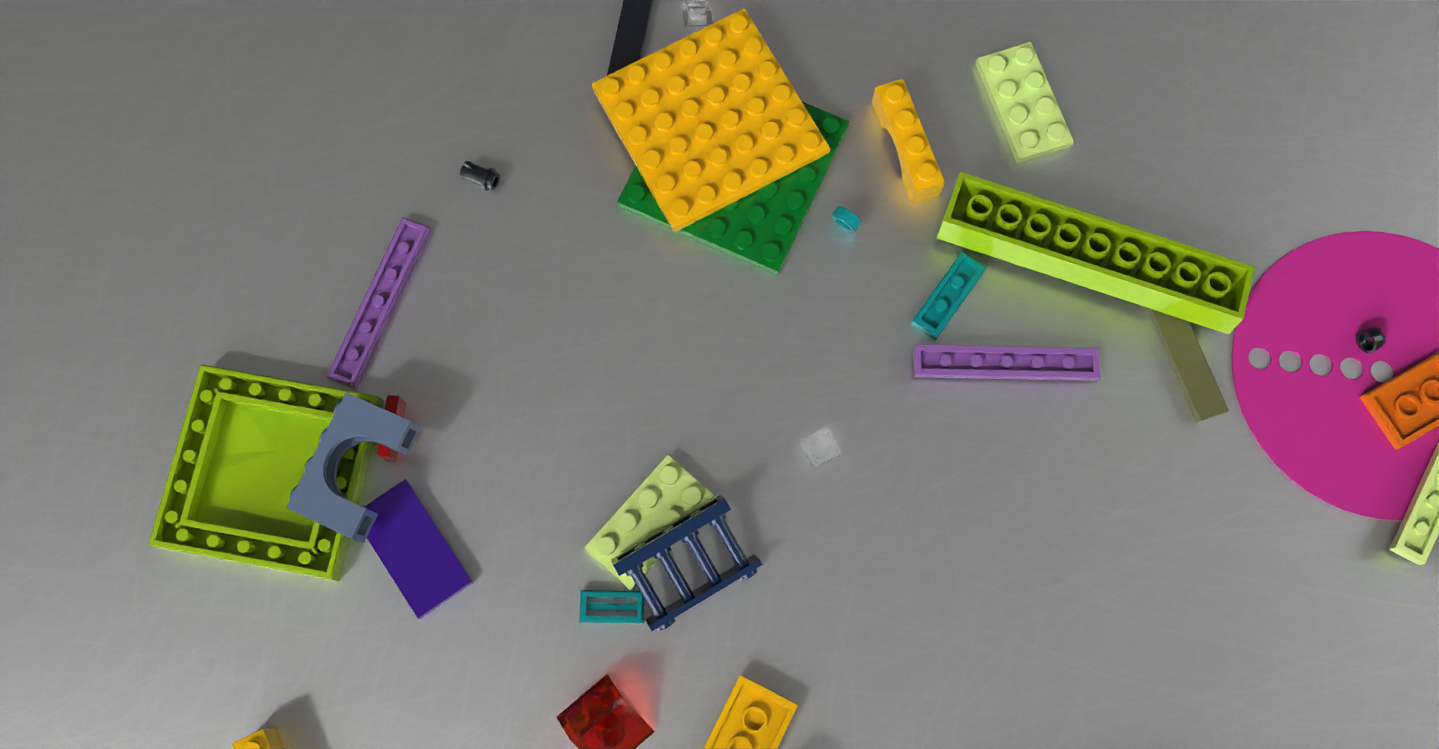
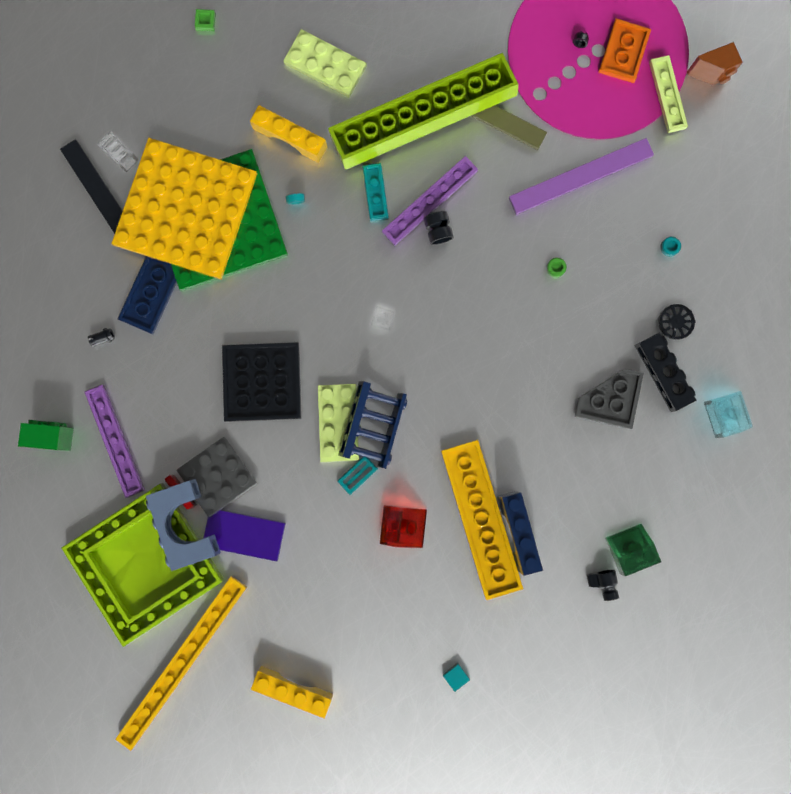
camera: 45 degrees left, 10 degrees up
(191, 630) = (181, 663): none -> yellow plate
(311, 224) = (45, 435): none -> green brick
(452, 451) = (218, 475): none -> dark grey plate
(577, 178) = (149, 295): none -> dark blue tile
(607, 390) = (261, 382): none -> black plate
(988, 400) = (438, 227): none -> black wheel
(1093, 584) = (556, 267): none -> bright green tile
(1227, 502) = (581, 176): none -> medium lavender tile
(1269, 695) = (670, 246): none -> teal tile

